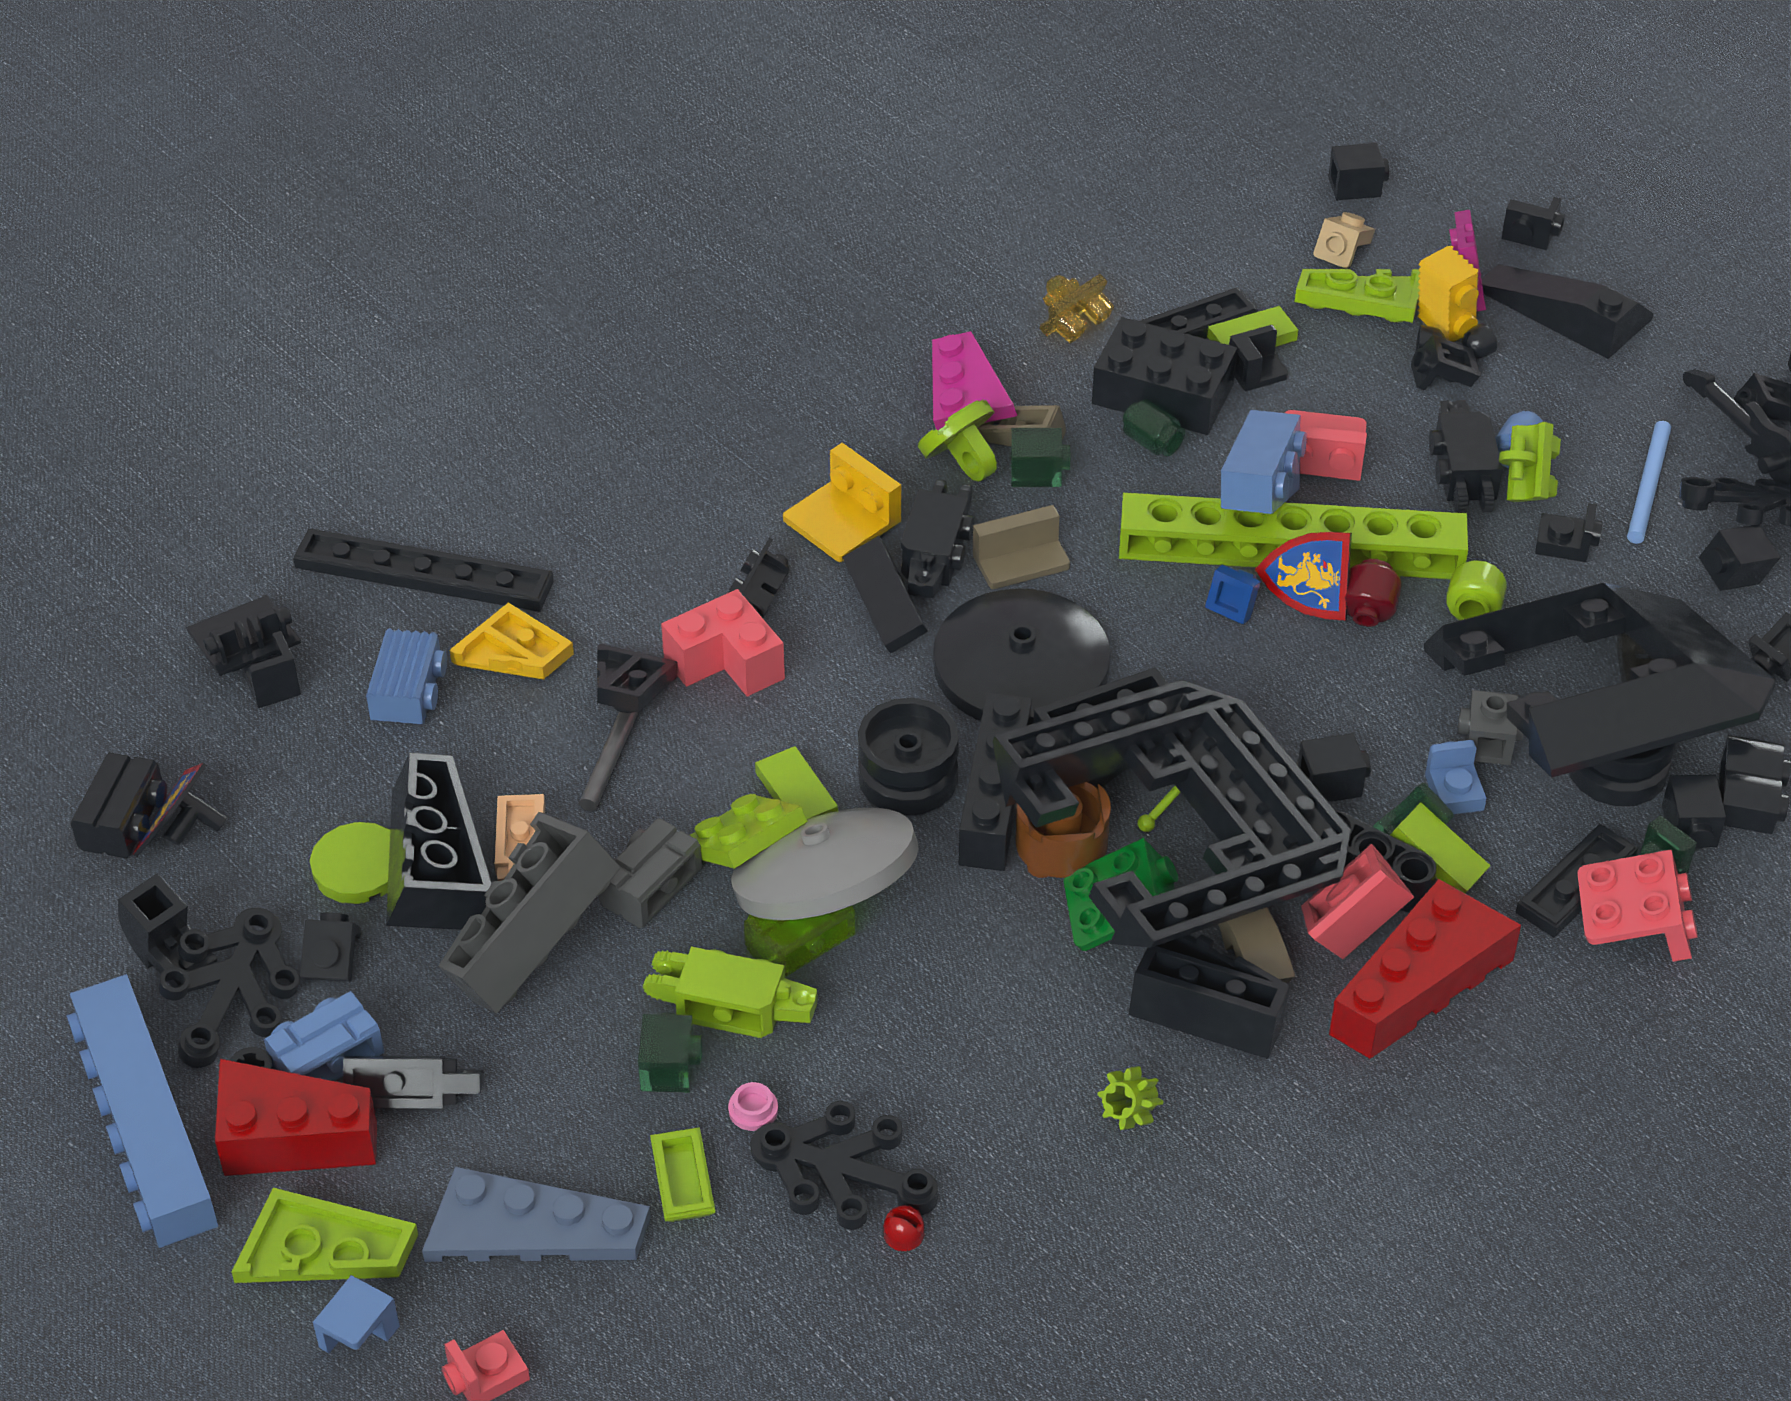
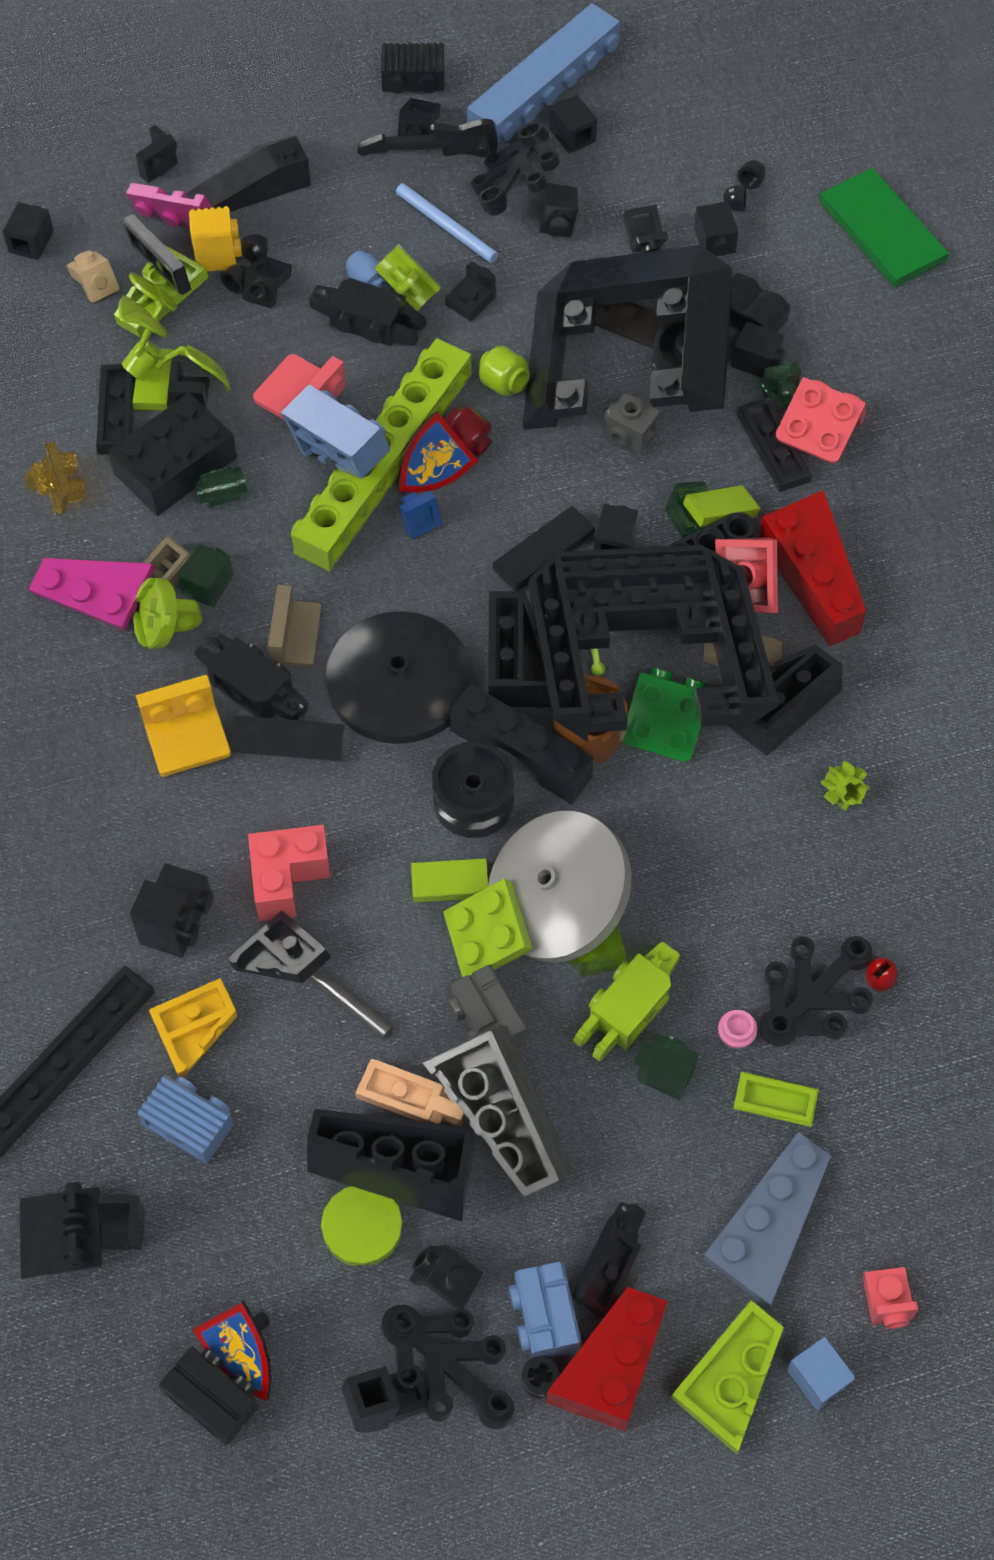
camera: 65 degrees left, 15 degrees up
(143, 1112) = (546, 1474): medium blue brick -> none
(625, 577) = (170, 909): none -> black brick
(763, 571) = (214, 814): black hinge -> none
(1267, 249) = (145, 353): none -> lime plant
(1283, 719) = (560, 534): none -> black tile
(1394, 263) = (157, 254): none -> black tile
(1453, 776) = (657, 469): medium blue bracket -> none

